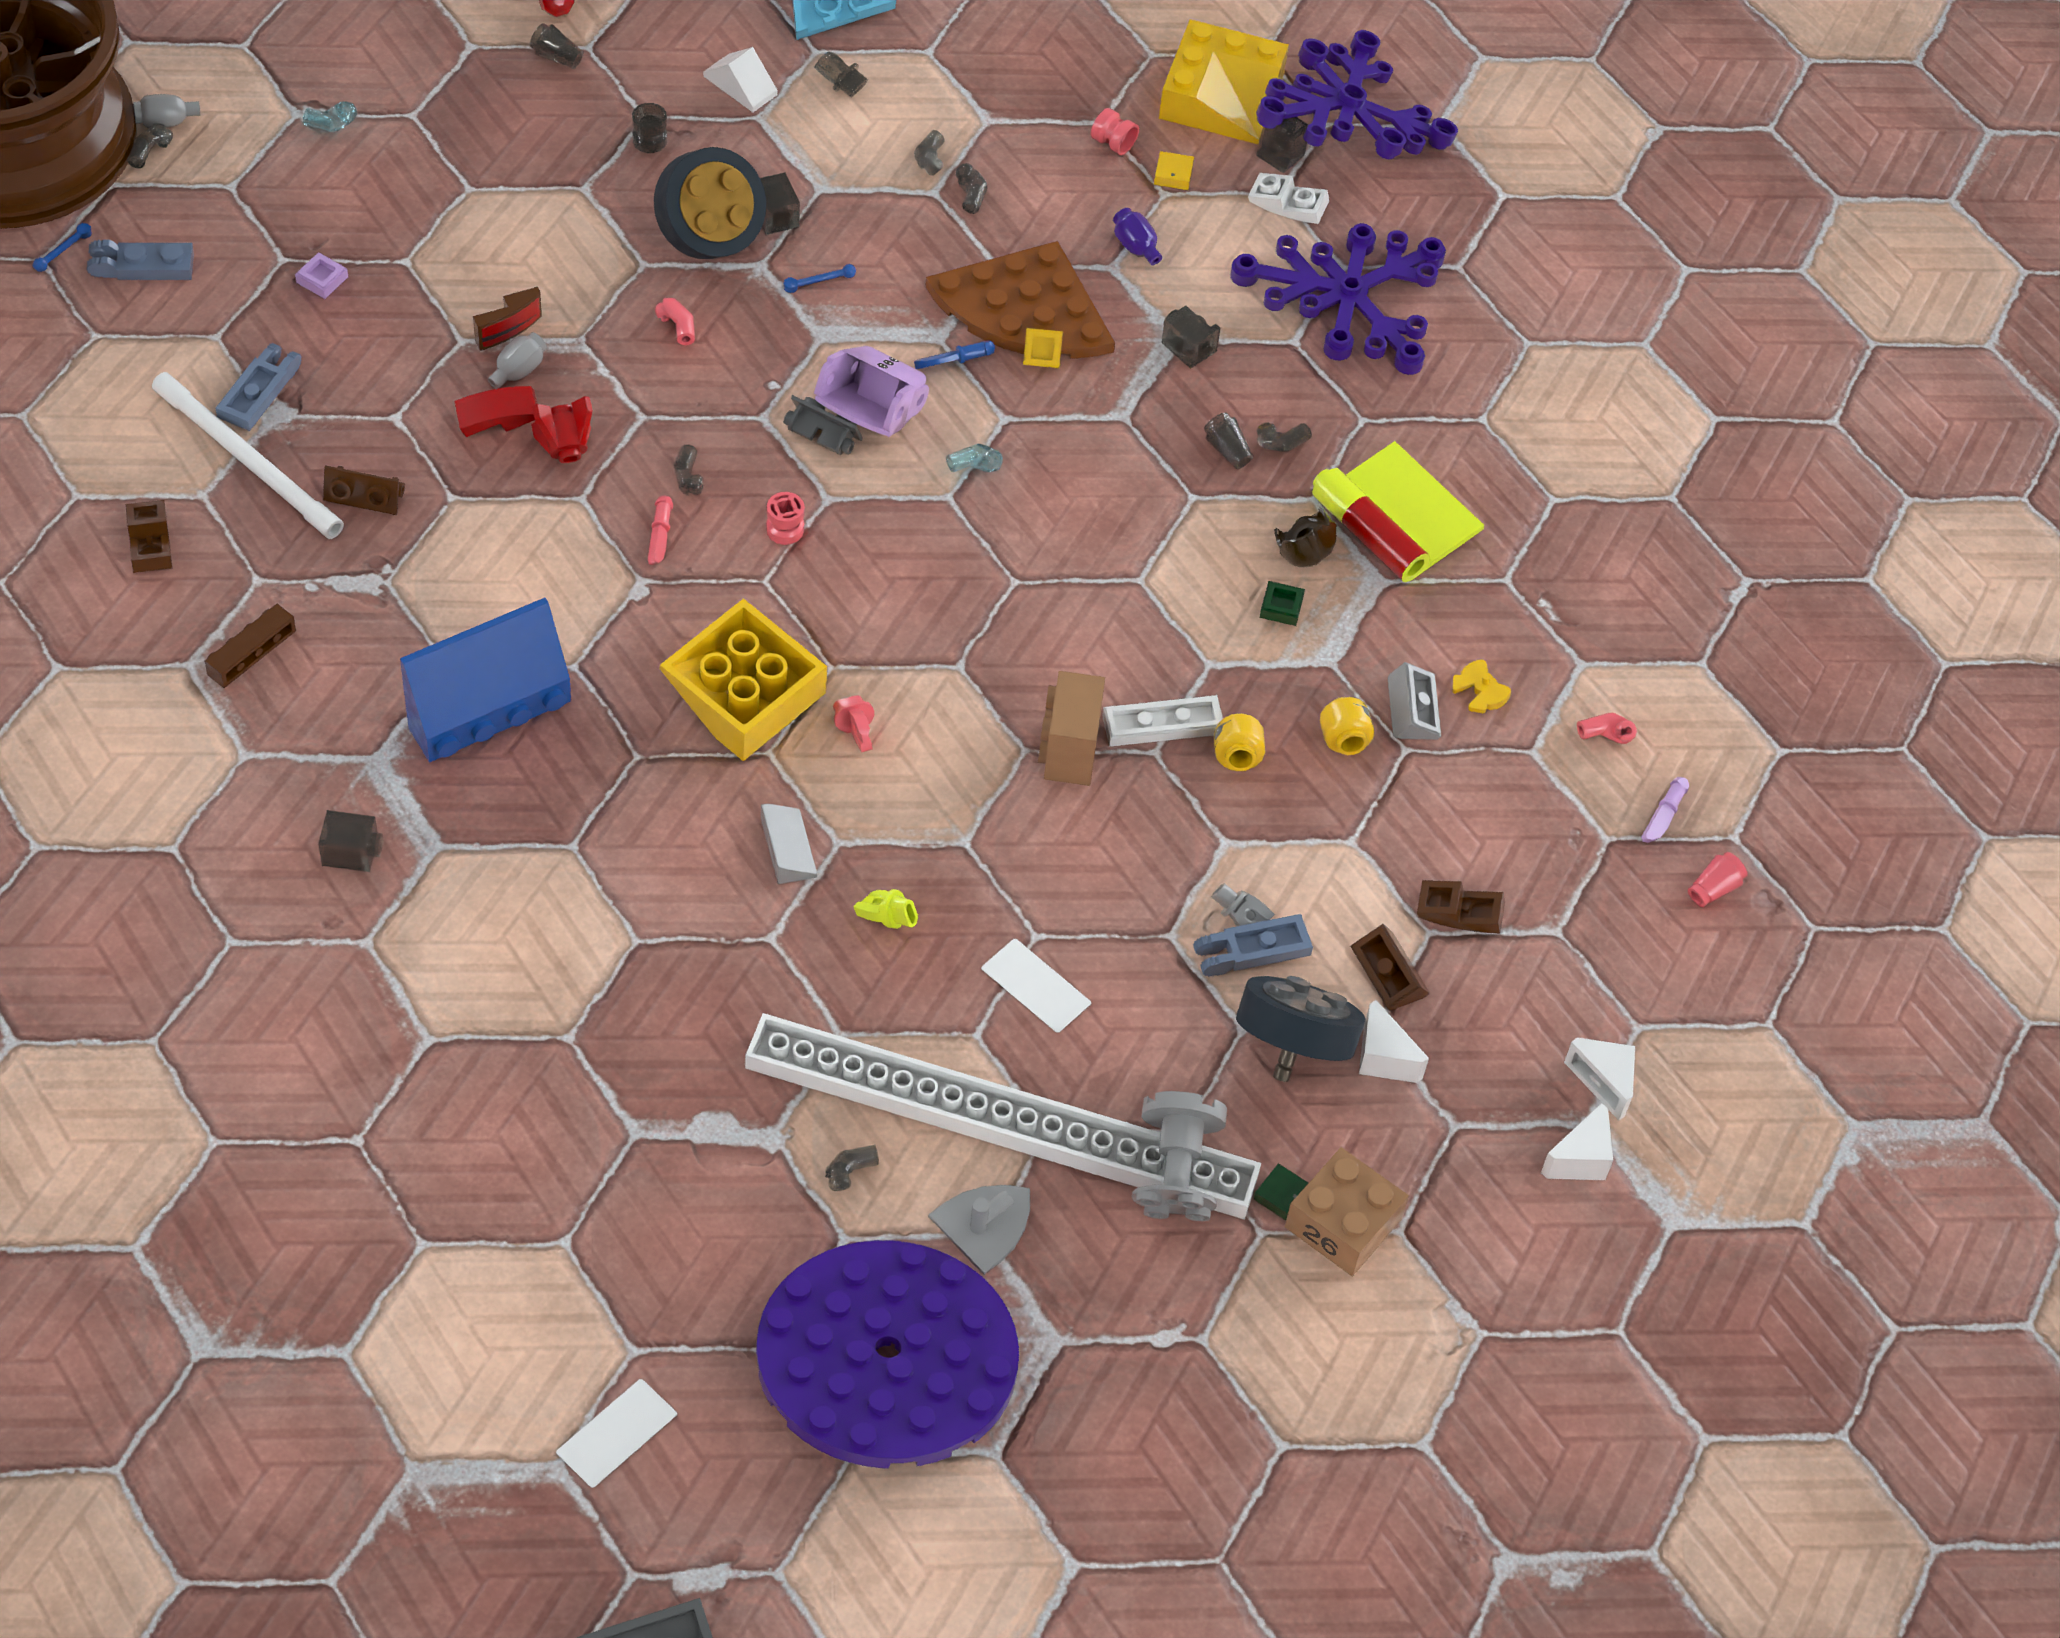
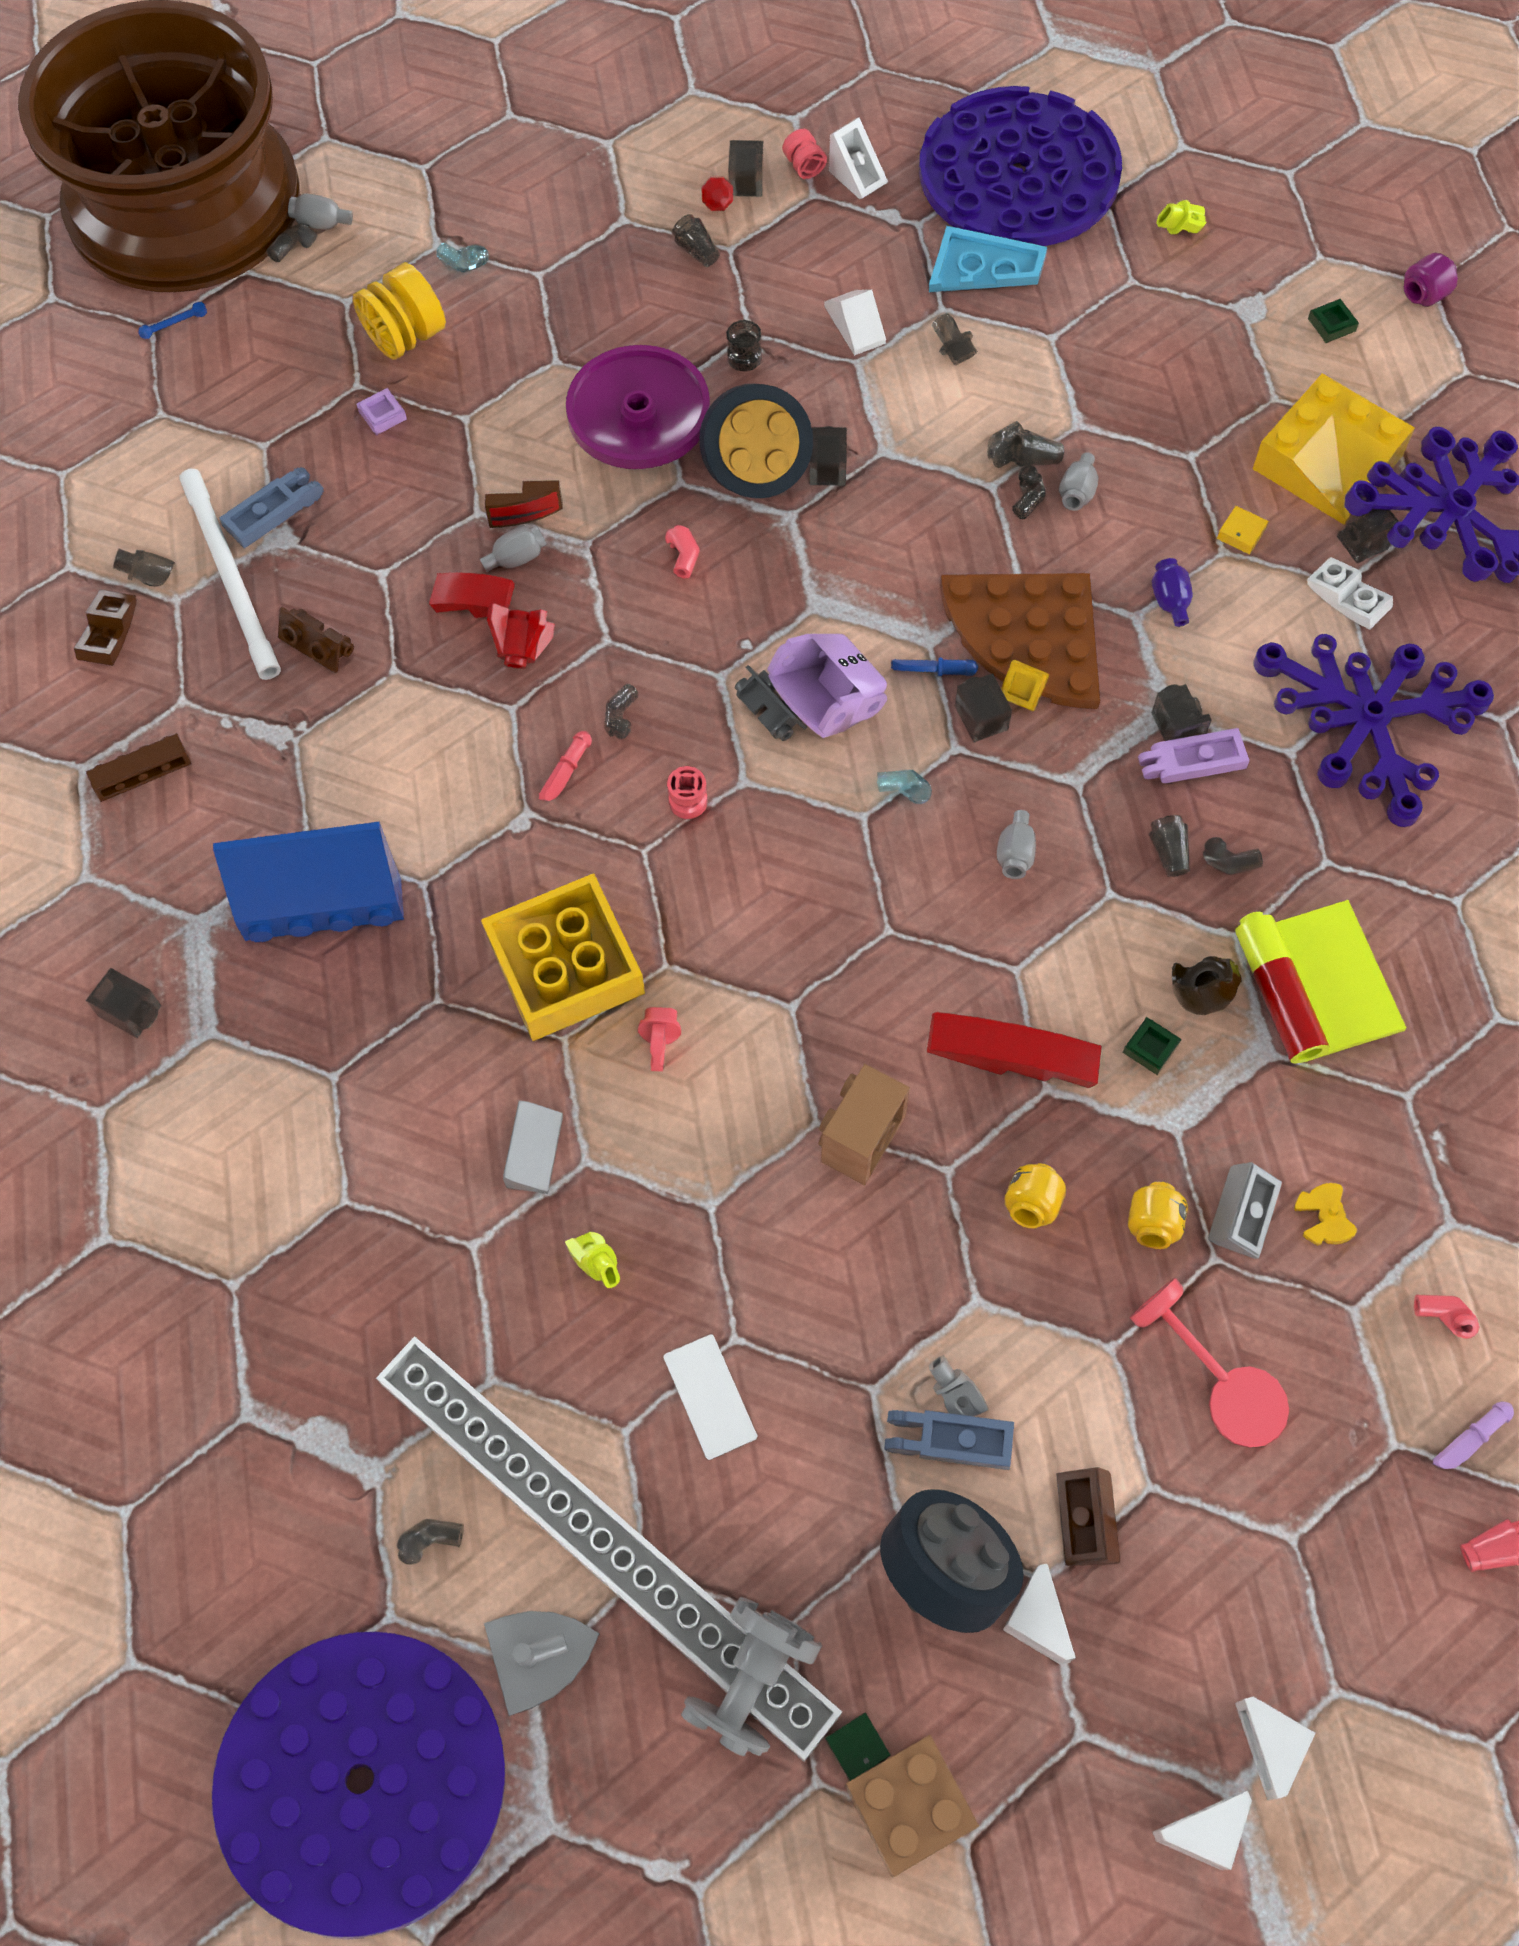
camera: 30 degrees right, 10 degrees up
(141, 260) = (233, 352): sand blue hinge -> none
(158, 471) = (145, 566): none -> clear smoke piece
(303, 177) = (399, 310): none -> yellow wheel
(578, 205) = (637, 406): none -> magenta dish
(616, 1433) = (71, 1751): white sticker -> none
(791, 284) = (809, 545): blue hinge -> none
(959, 149) = (1033, 449): none -> clear smoke cone
(1013, 168) = (1079, 483): none -> light grey plant
(1015, 375) = (983, 707): none -> clear smoke brick
(1098, 479) = (1017, 846): none -> light grey plant
(1113, 130) = (1196, 470): coral wheel -> none
(1161, 720) = (969, 1138): white tile -> none
(1168, 635) = (1014, 1048): none -> red slope
(1217, 365) = (1195, 756): none -> lavender hinge
(1465, 910) = (1195, 1473): reddish brown slope -> none
(1475, 843) = (1246, 1401): none -> coral piece

